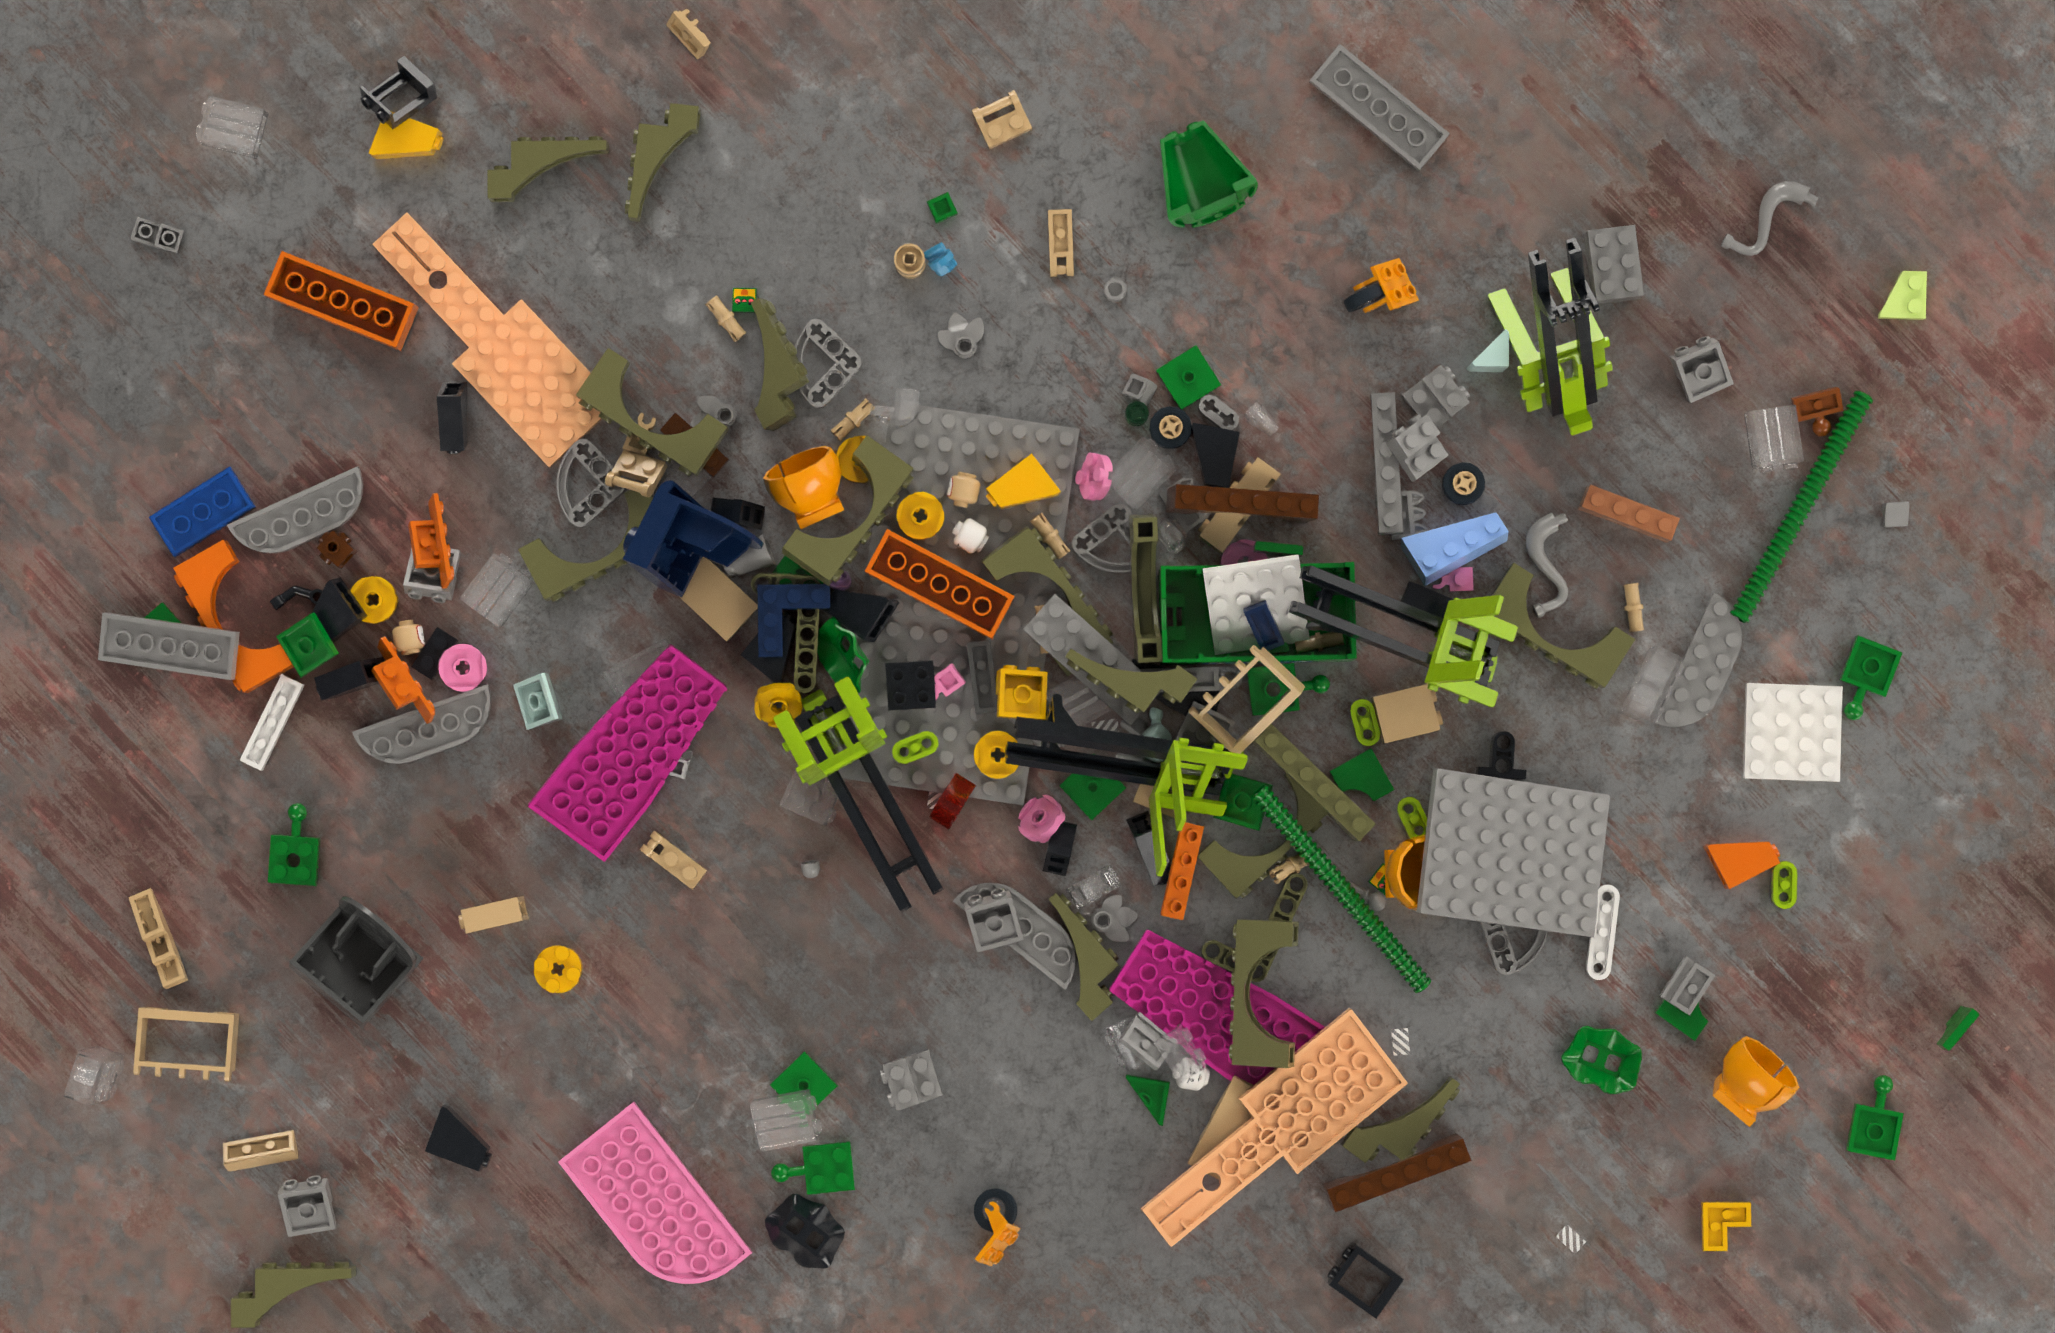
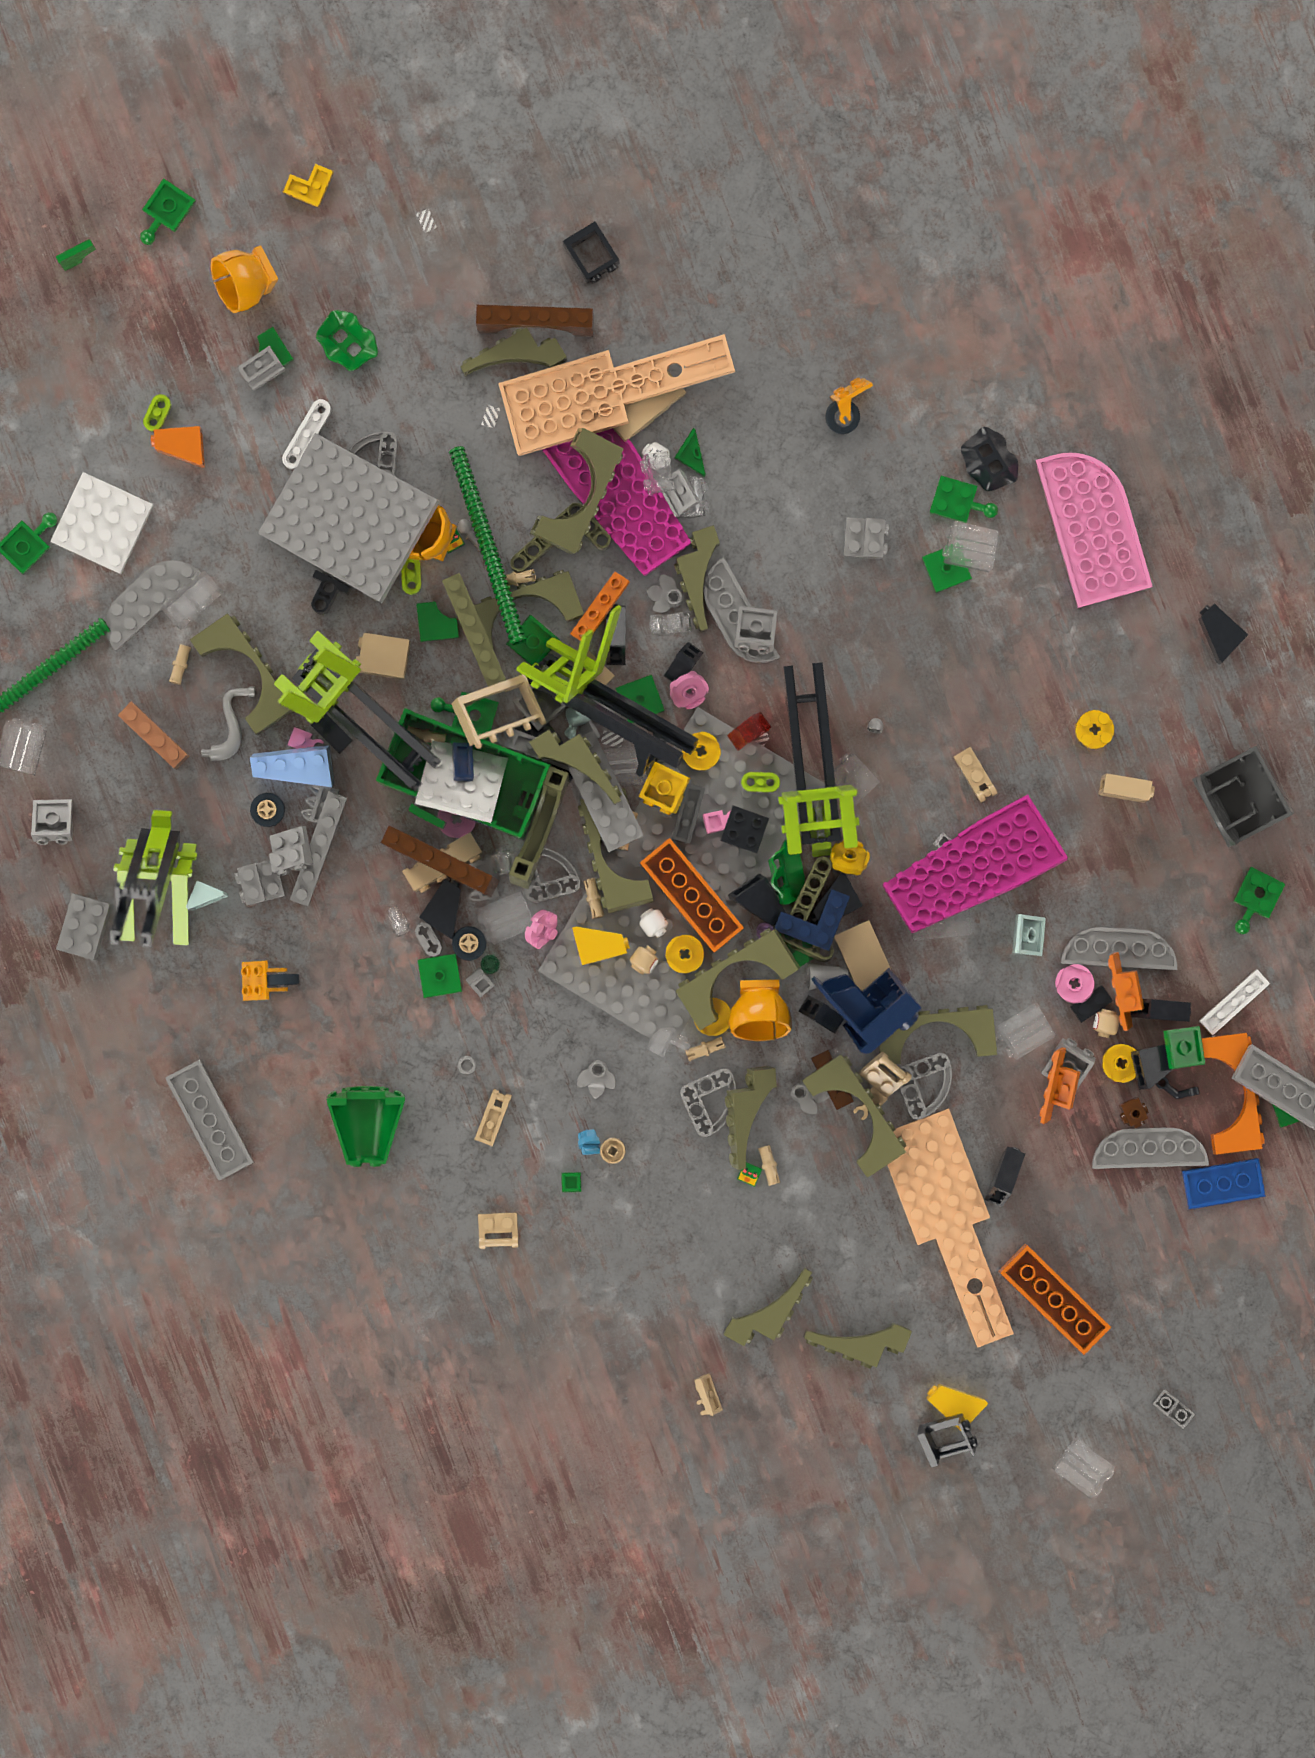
camera: 160 degrees left, 0 degrees up
(1365, 722) = (417, 662): lime plate -> none

